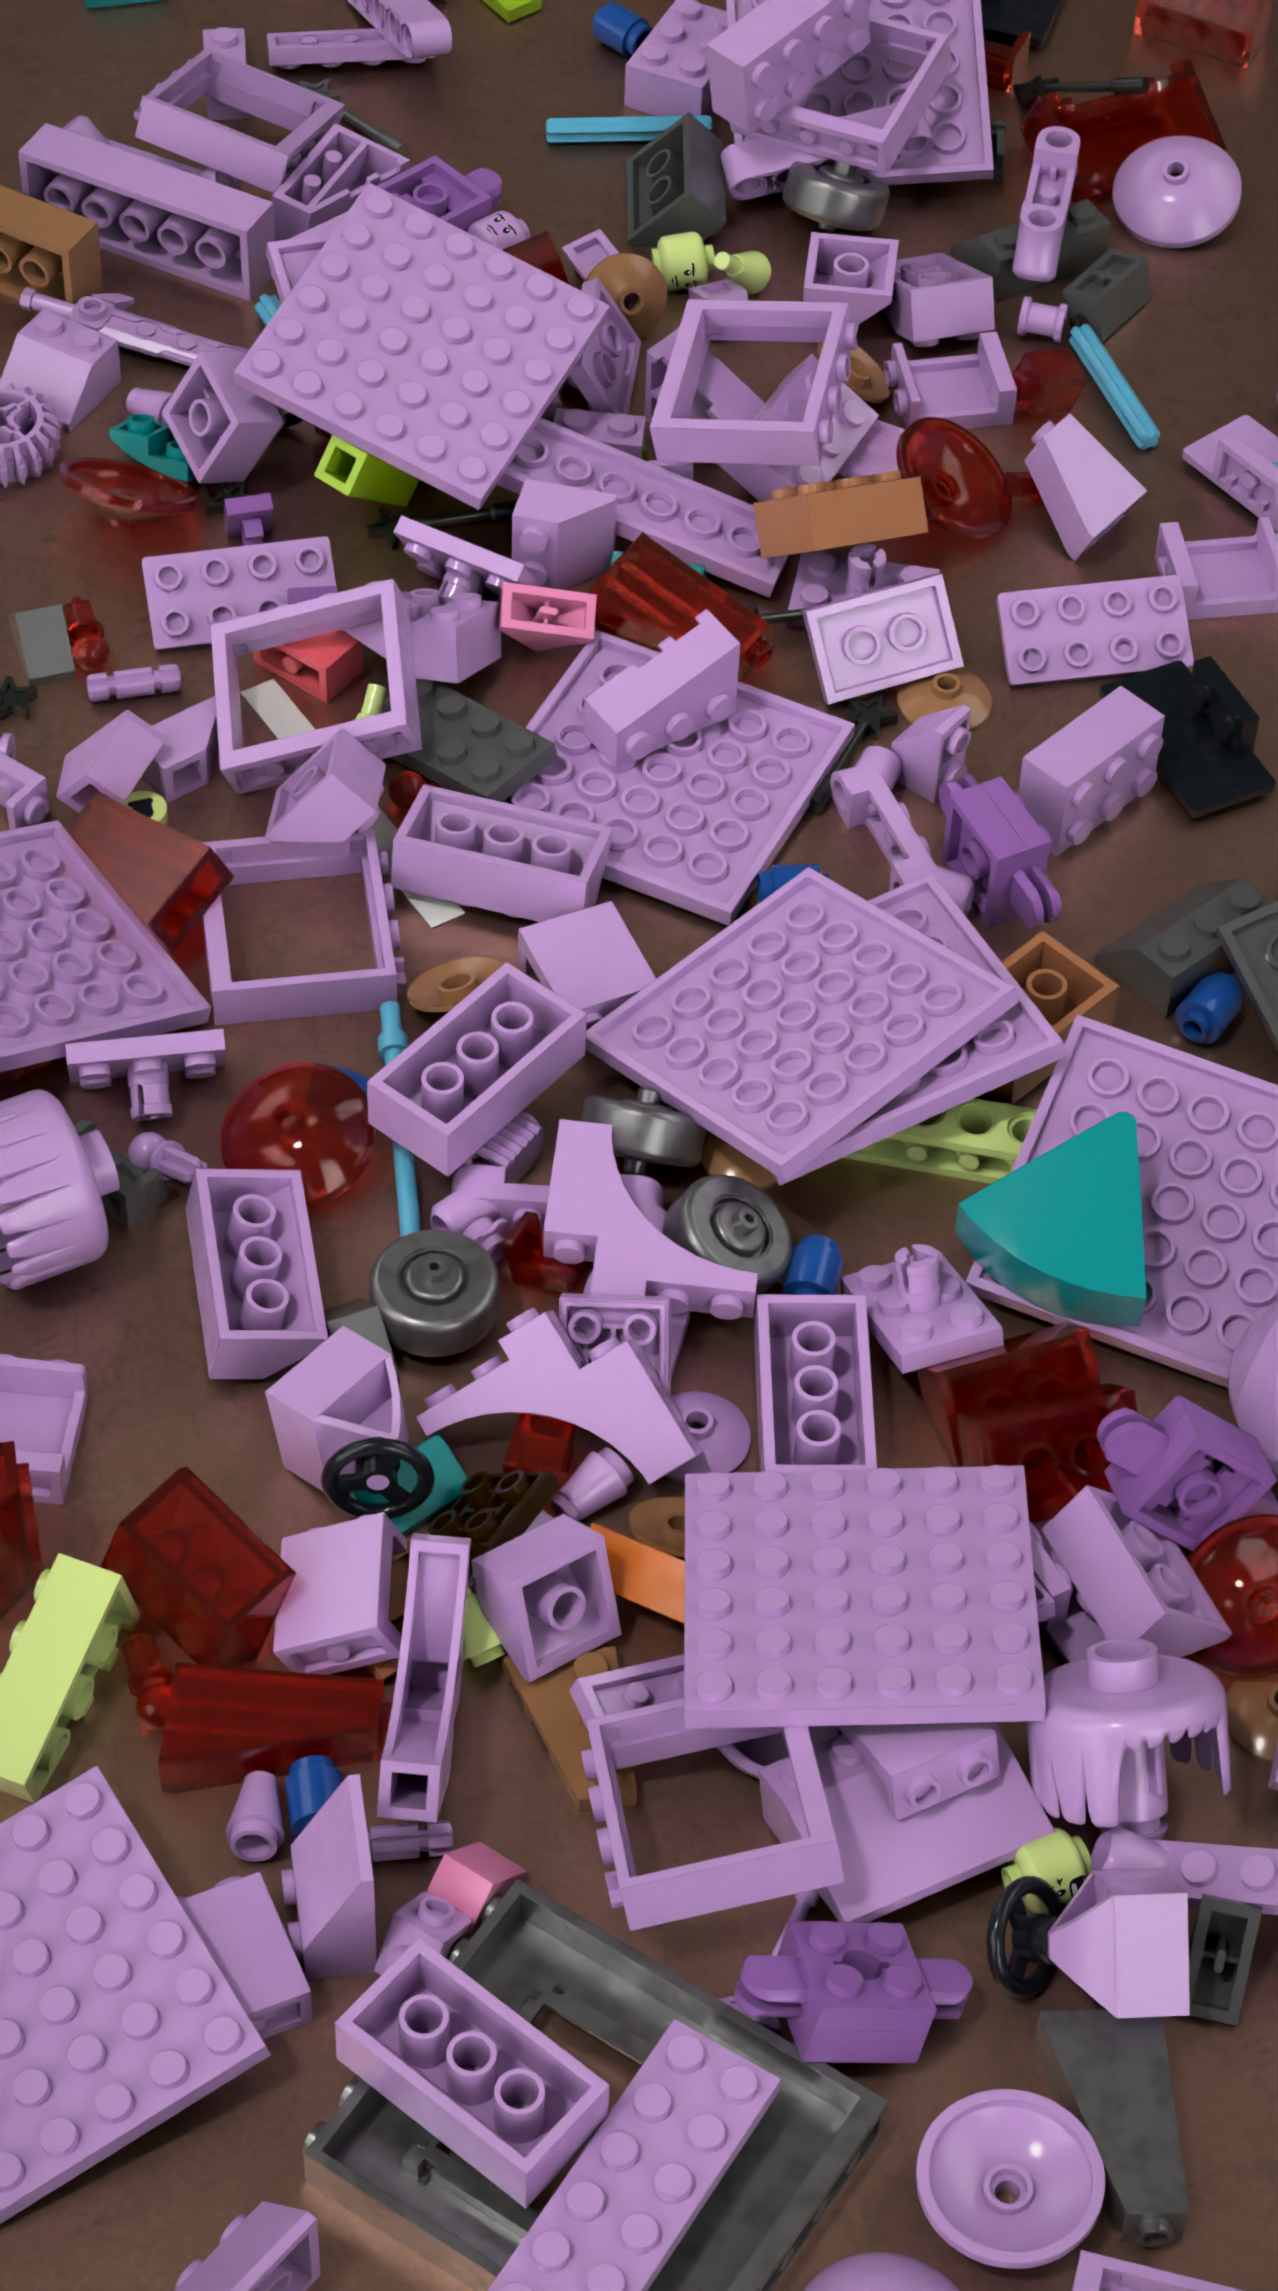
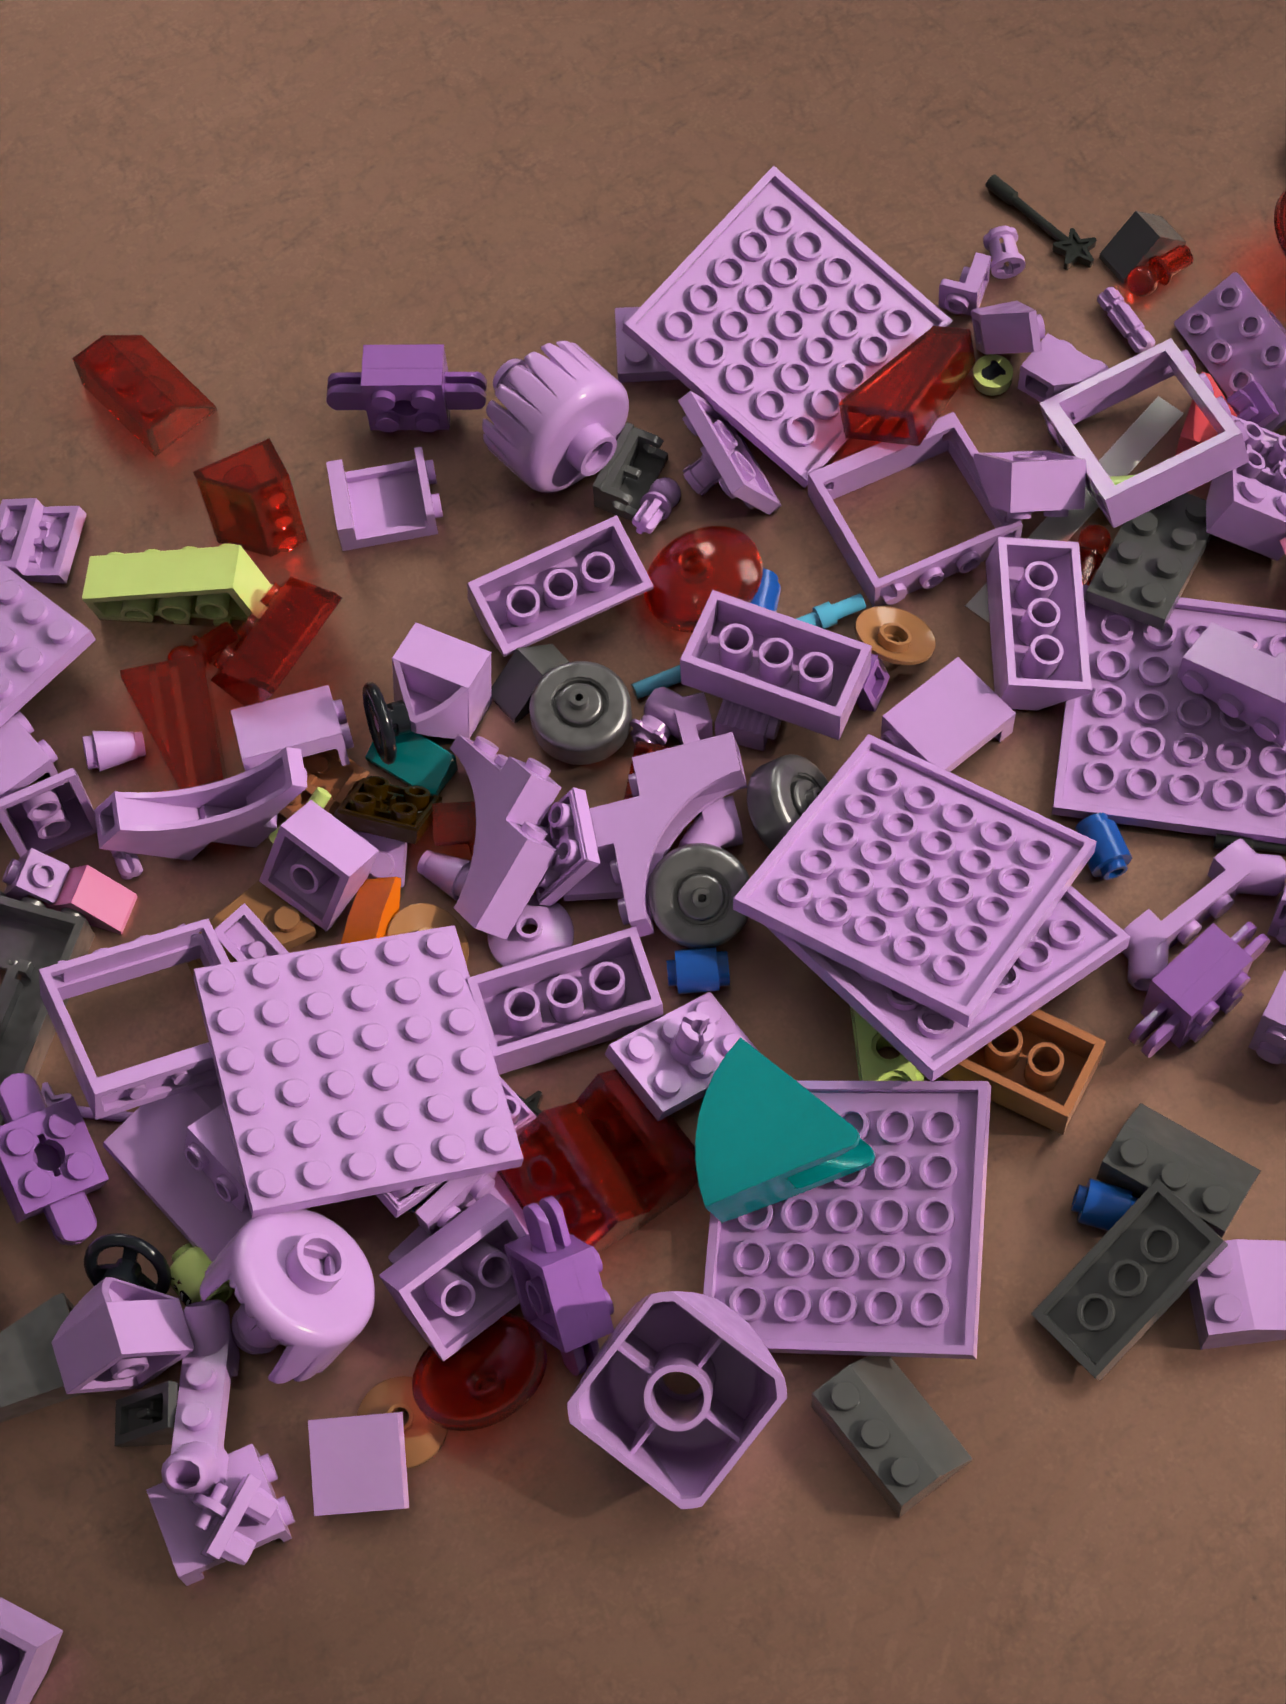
camera: 80 degrees right, 15 degrees up
(308, 1788) = (132, 775): blue brick -> none

